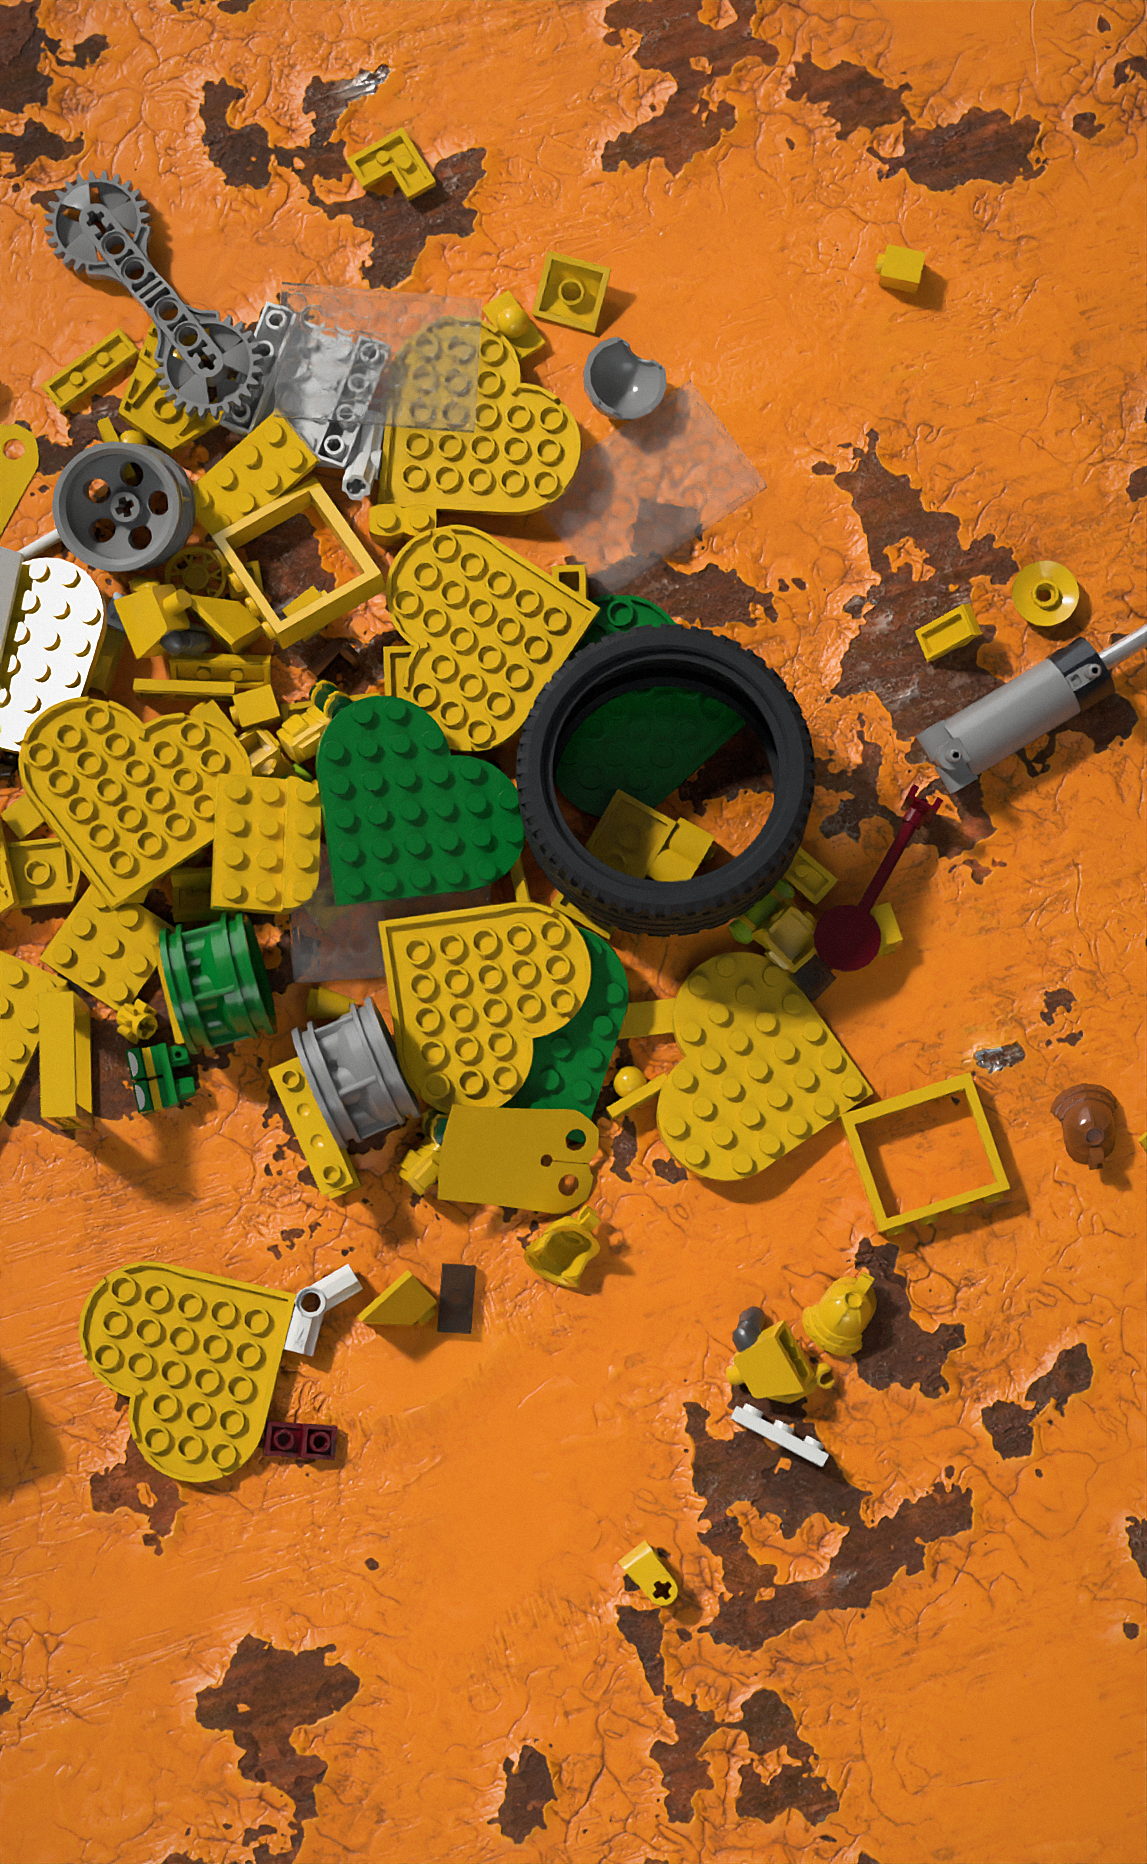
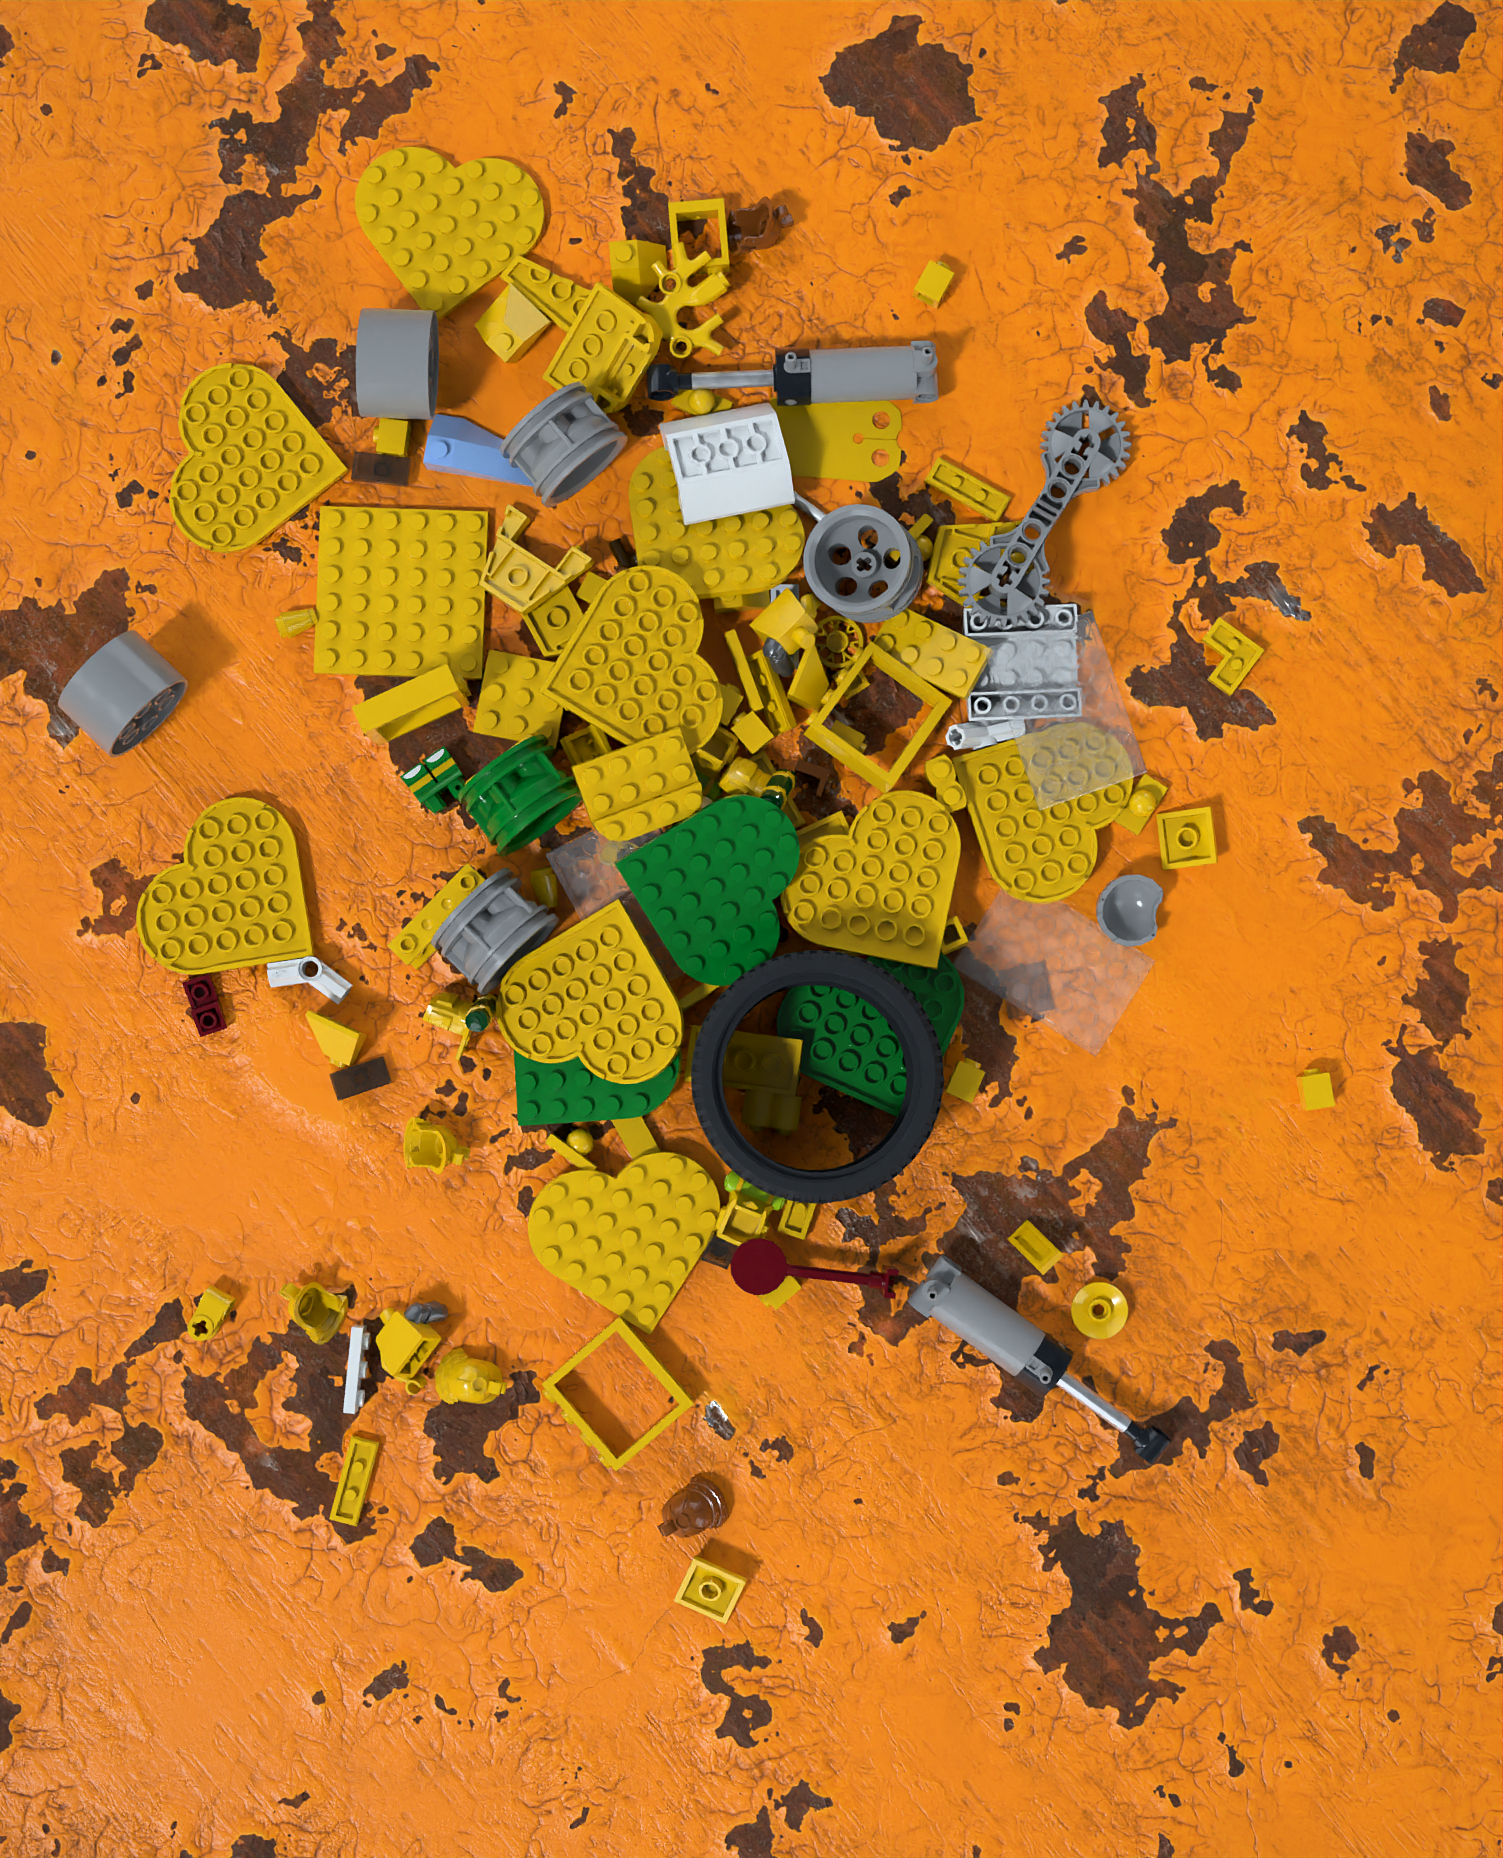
camera: 65 degrees right, 5 degrees up
(136, 1021) = (471, 744): yellow gear -> none
(497, 1154) = (478, 1067): yellow piece -> none
(693, 1453) = (315, 1310): none -> yellow helmet
(737, 628) = (965, 1080): none -> yellow brick
(903, 1489) = (354, 1480): none -> yellow tile

